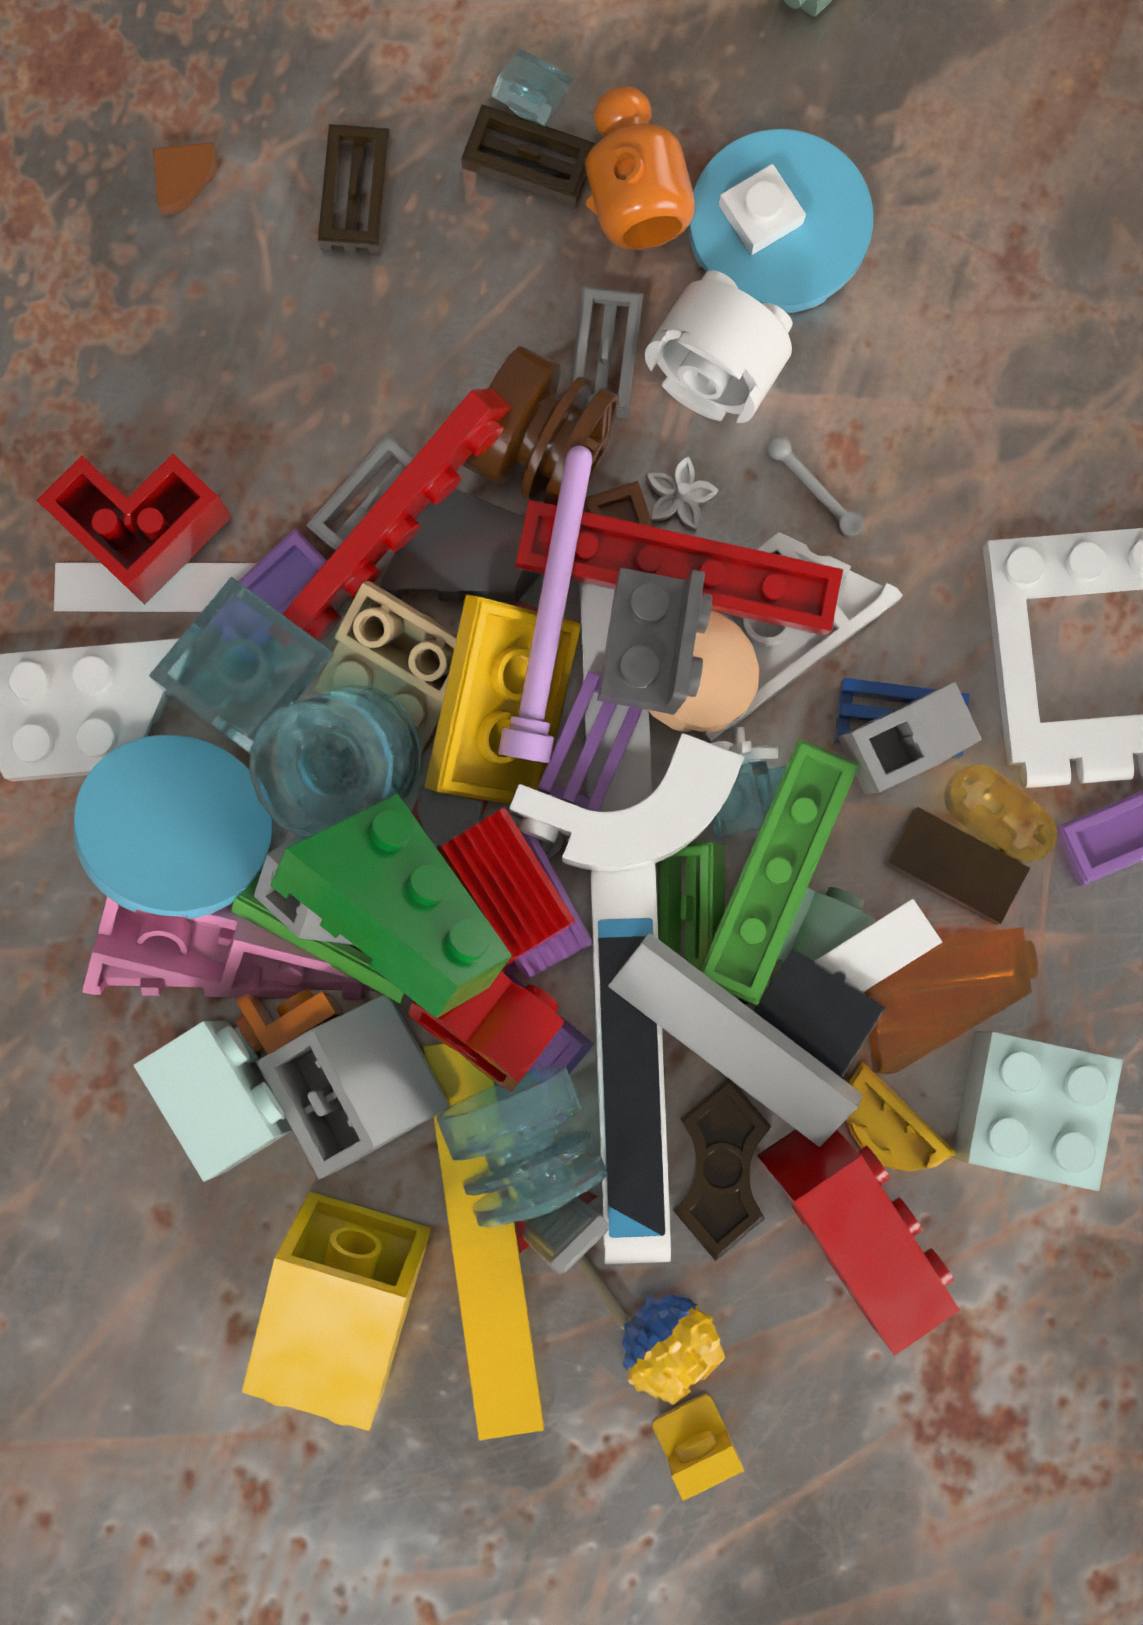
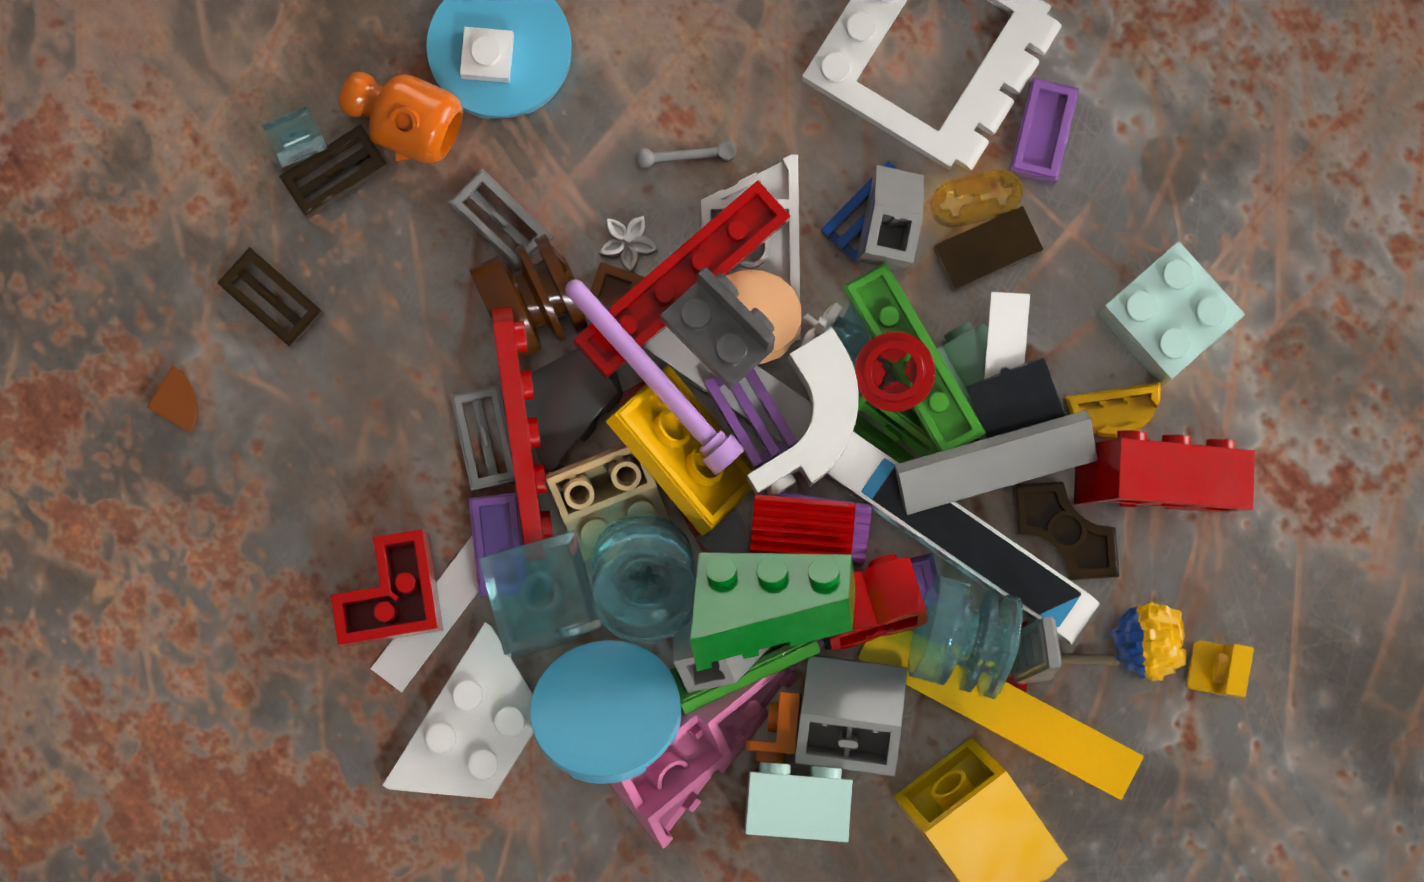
camera: 55 degrees left, 0 degrees up
(720, 348) = (560, 149): white brick -> none
(728, 836) = (871, 374): none -> red gear
(948, 994) = (1063, 313): clear orange slope -> none

